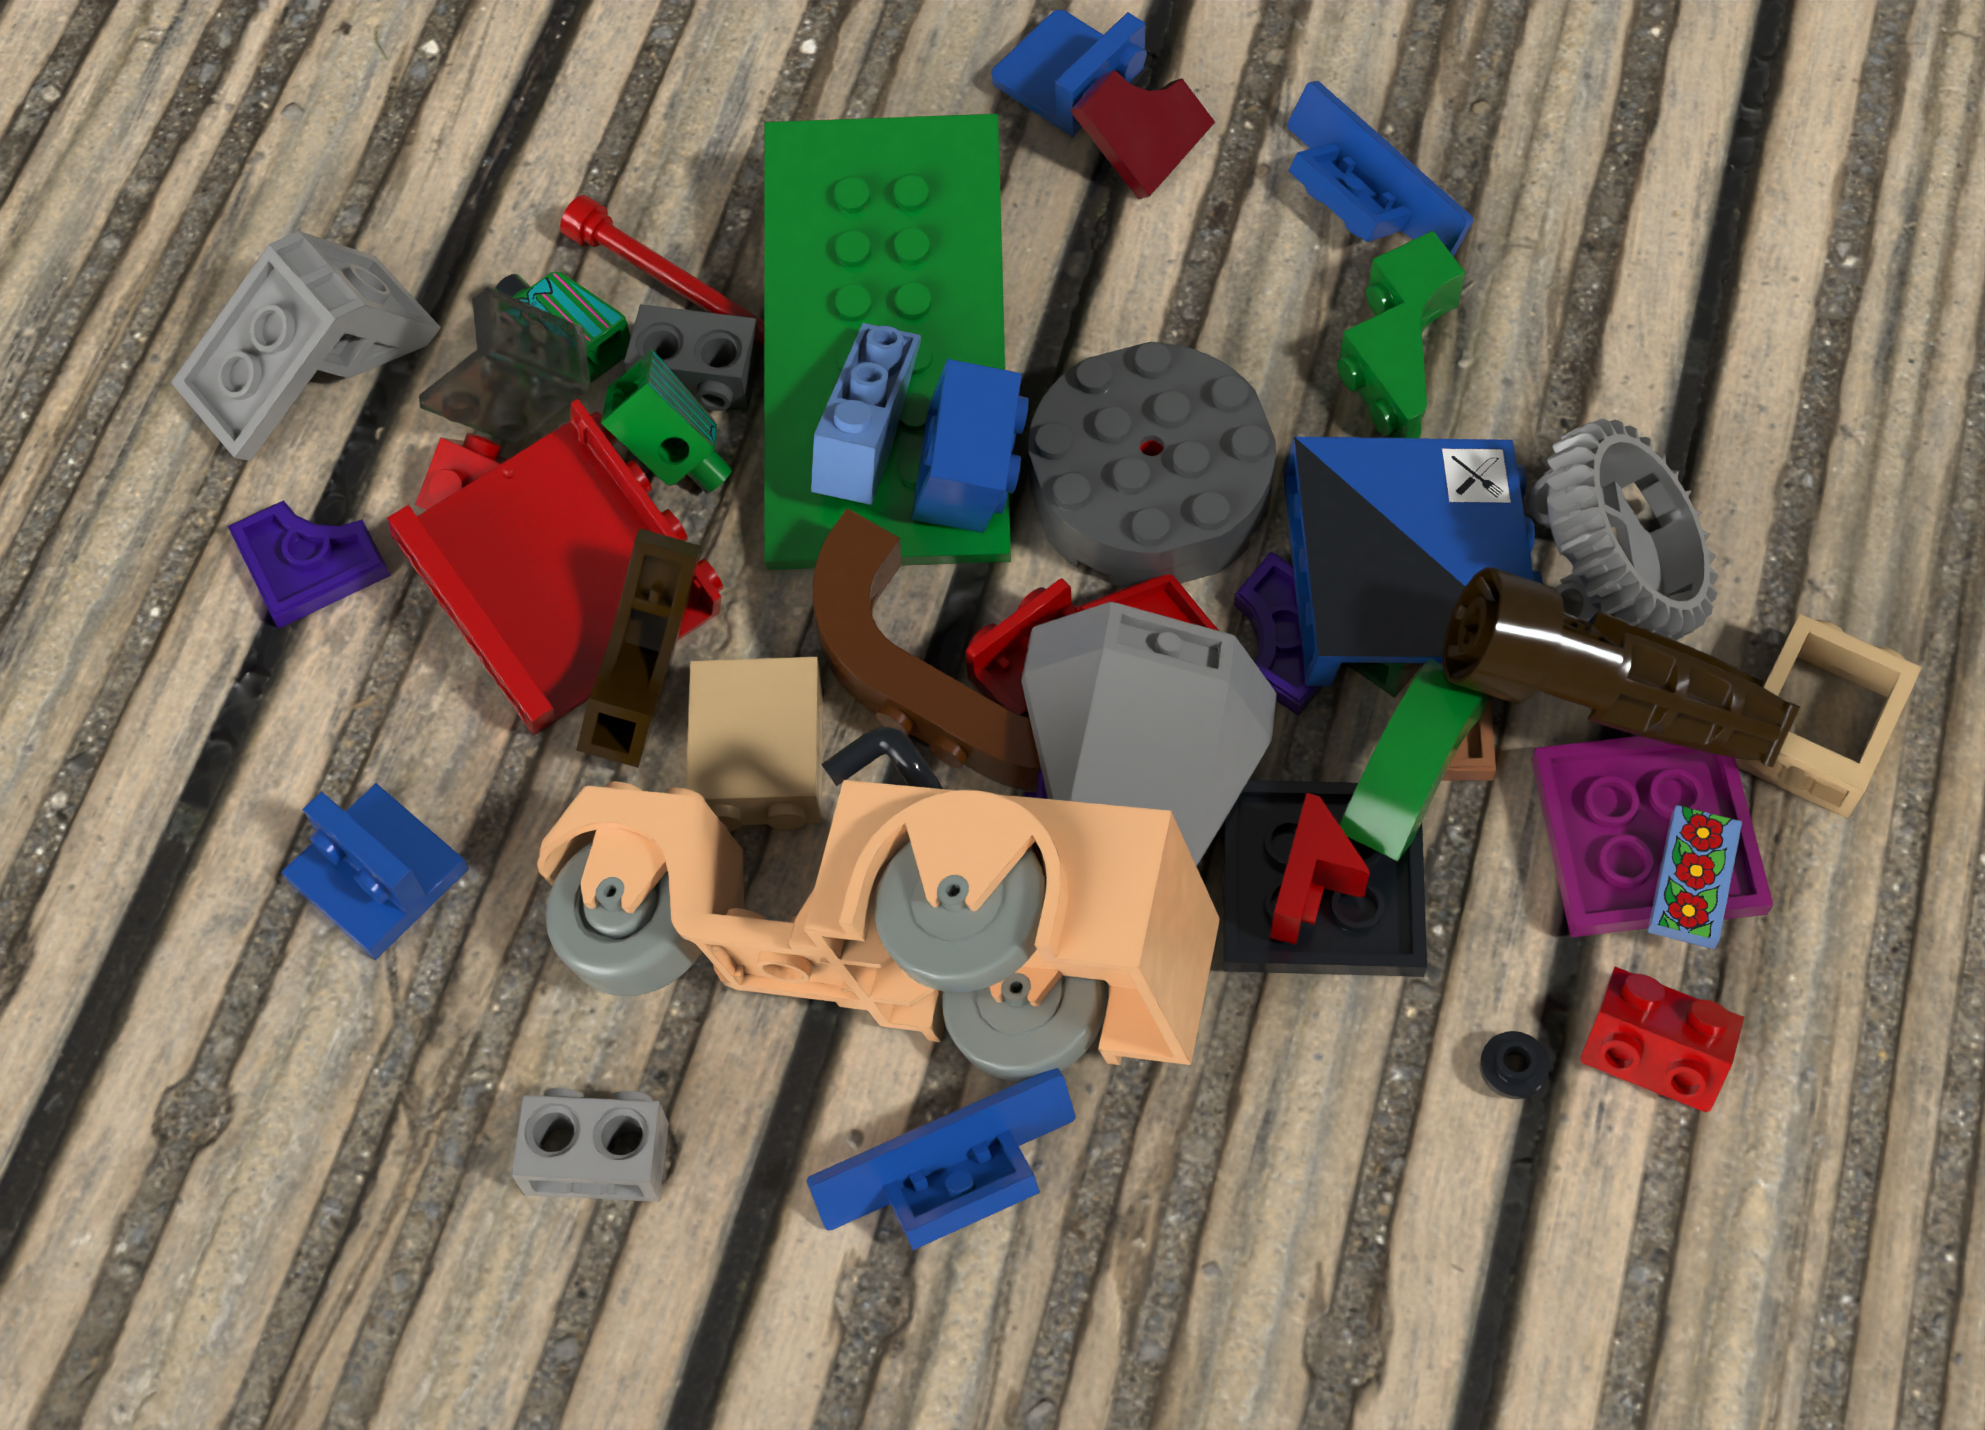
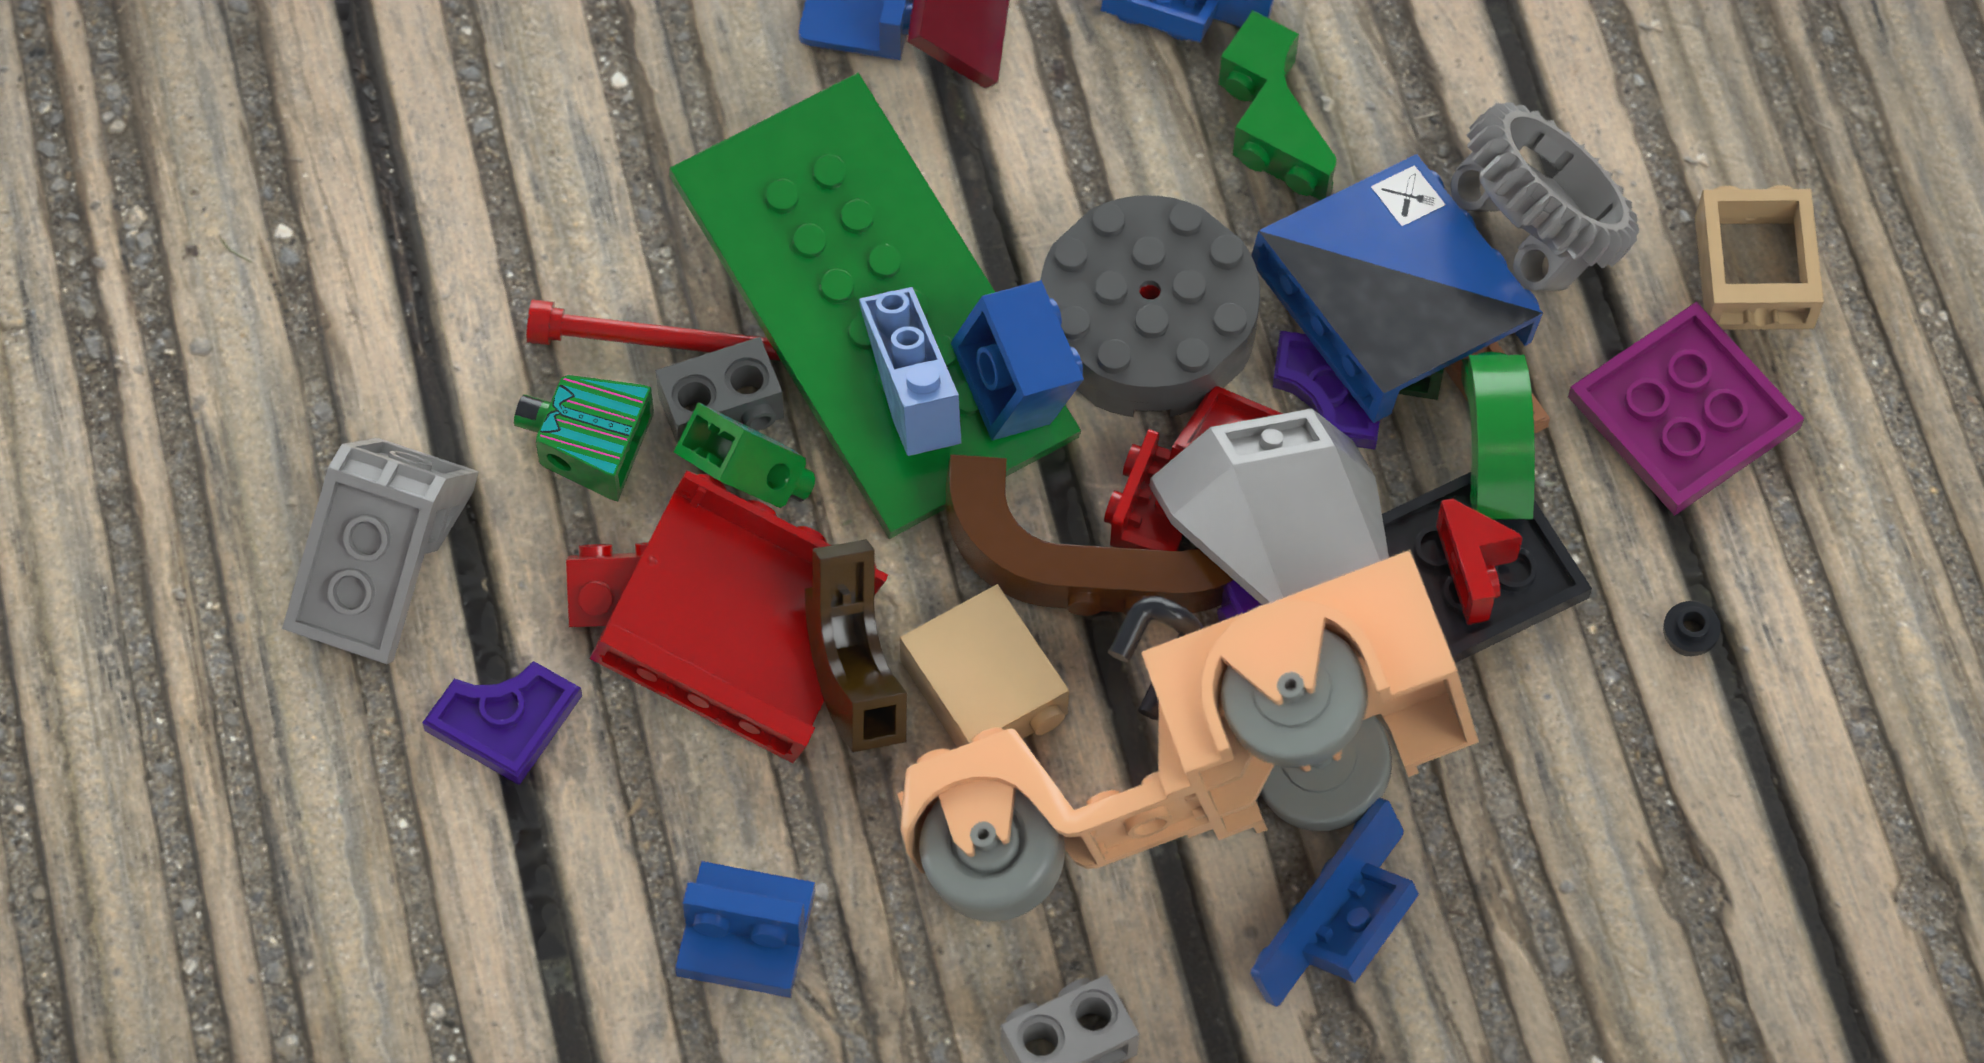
camera: 35 degrees left, 0 degrees up
(520, 373) = (619, 469): clear smoke bracket -> none
(1517, 640) = (1535, 308): dark brown piece -> none
(1663, 1039) = (1783, 556): red bracket -> none
(1695, 877) = (1741, 425): tile -> none

